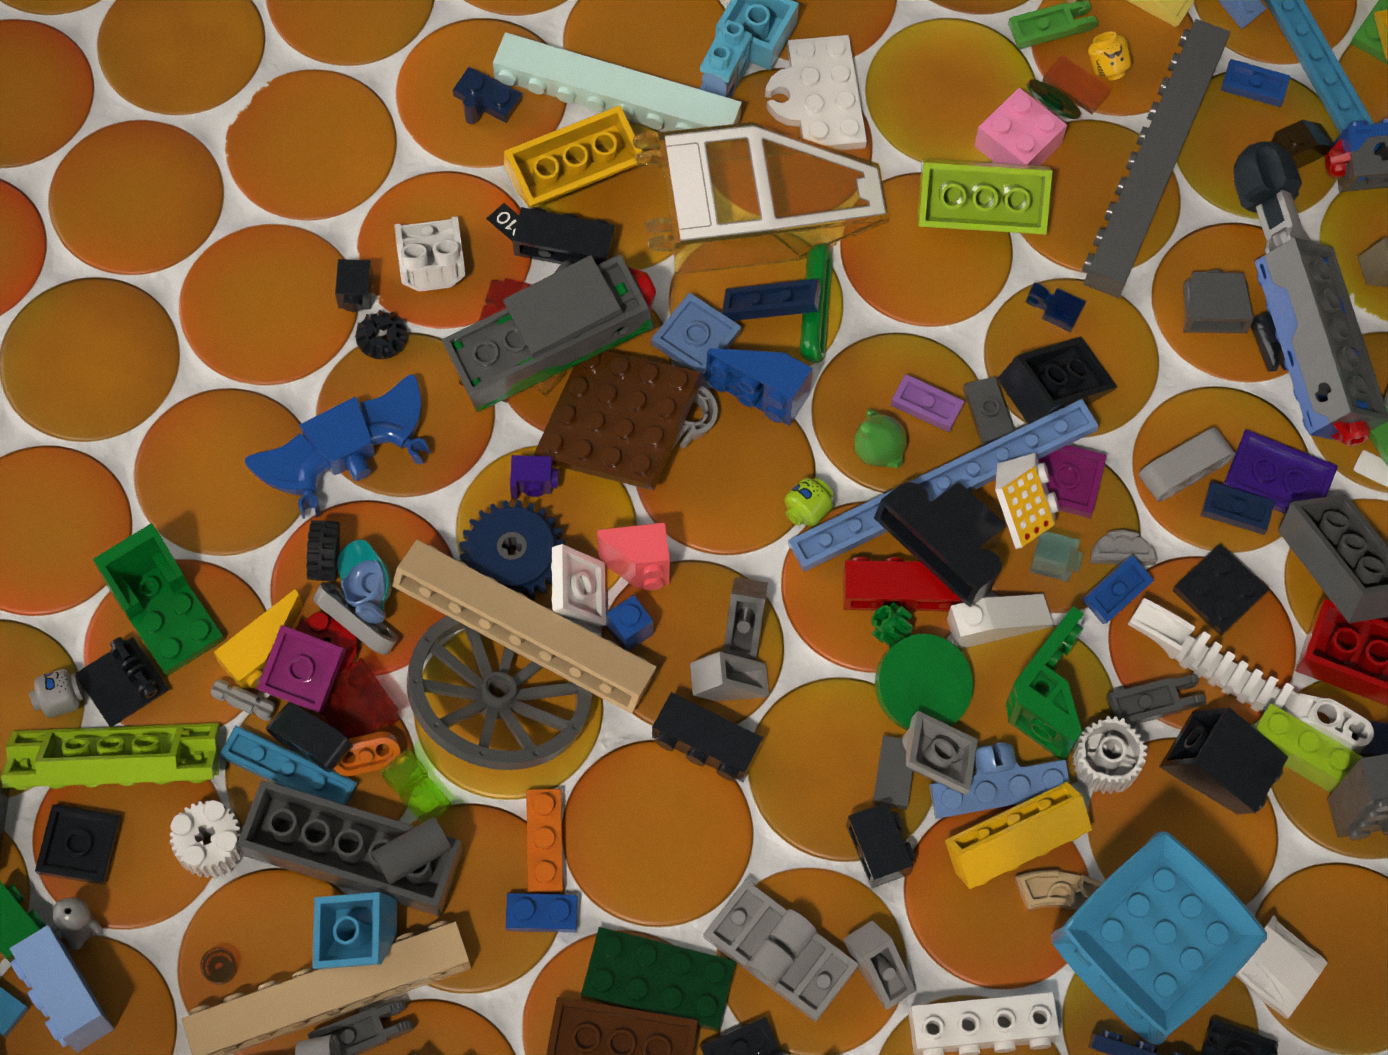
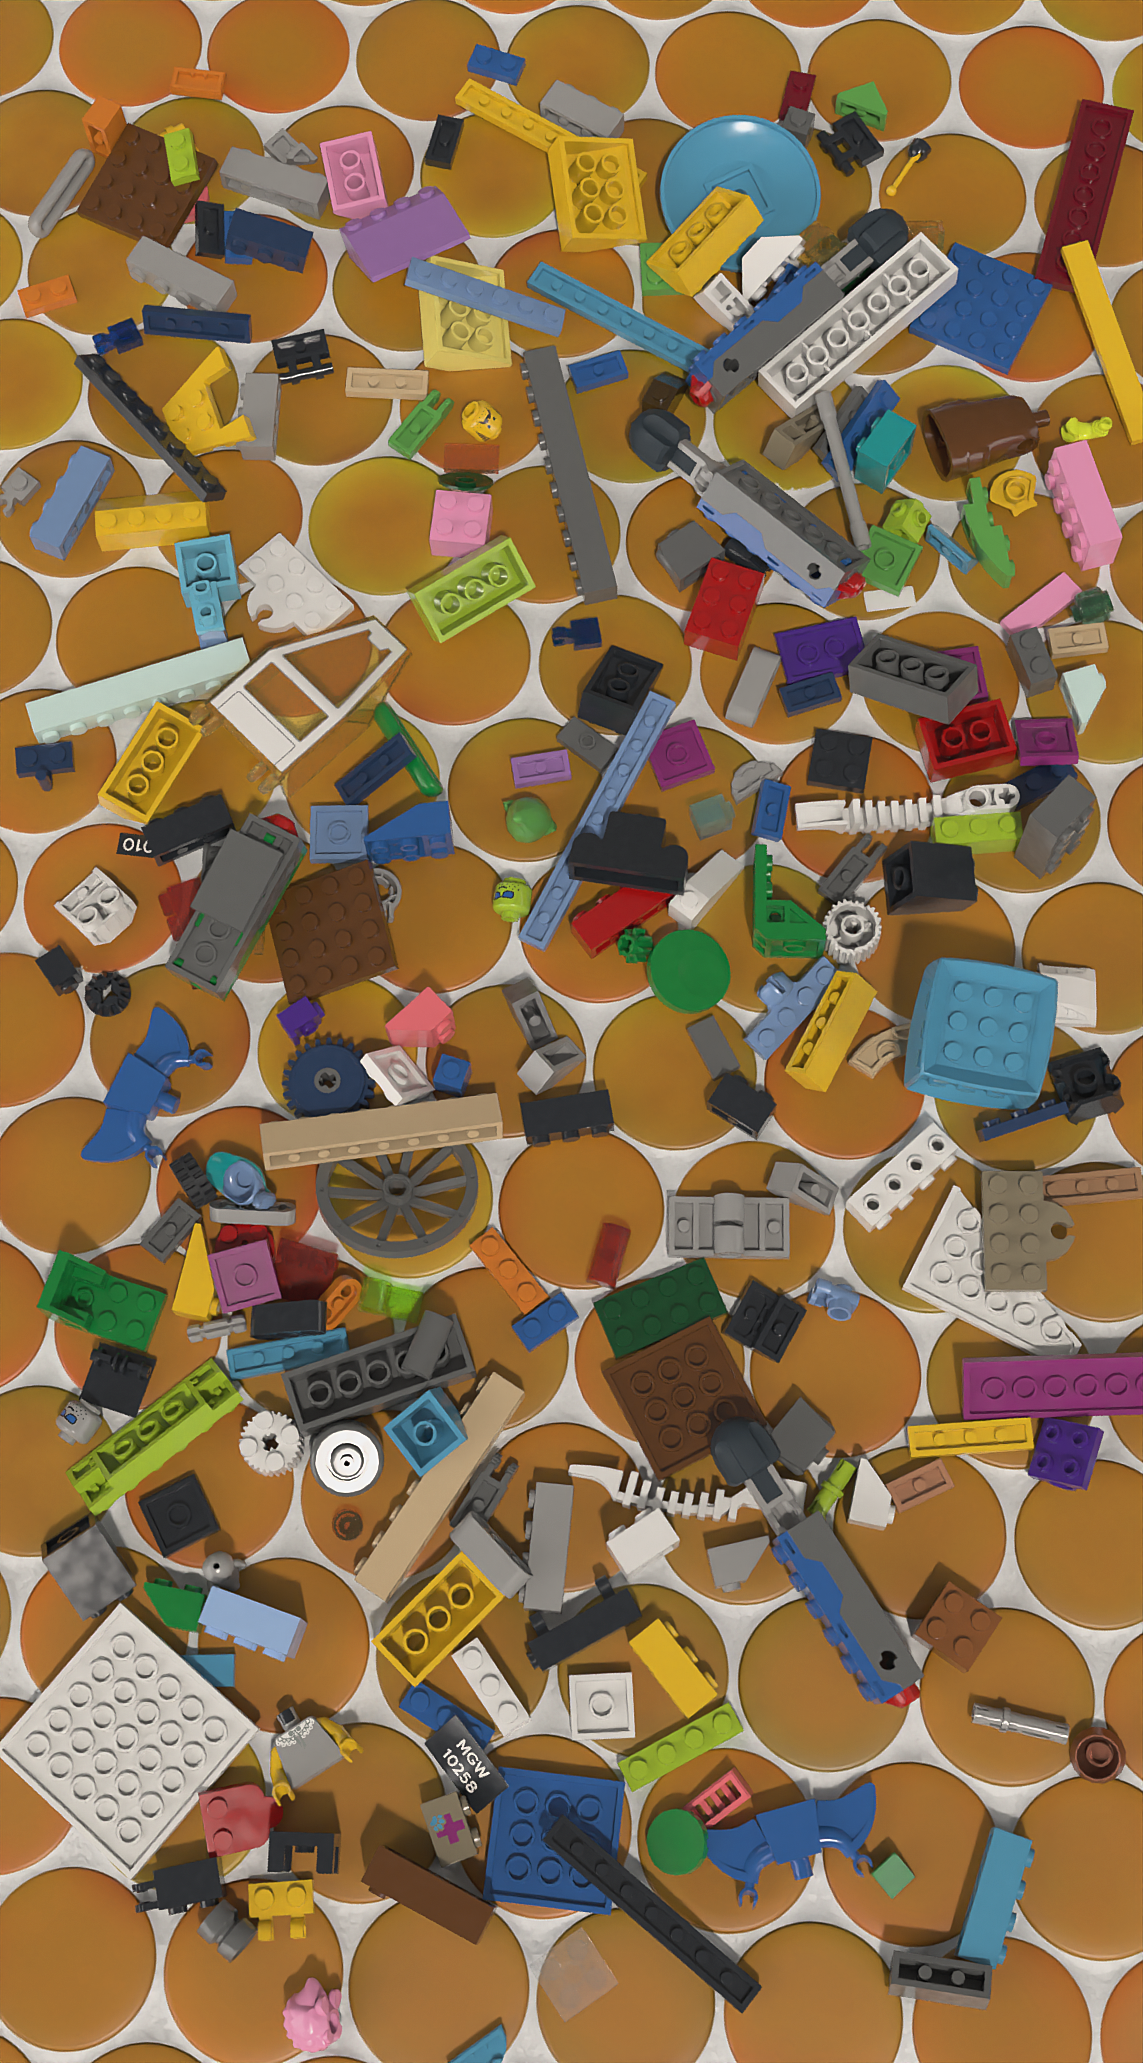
camera: 30 degrees left, 5 degrees up
(262, 902) = (347, 1458): none -> wheel
(270, 582) = (171, 1231): none -> dark grey plate
(648, 894) = (609, 1255): none -> clear red brick
(940, 752) = (737, 1012): light grey slope -> none
(1025, 498) = (664, 789): slope -> none
(1212, 373) = (724, 609): none -> red brick

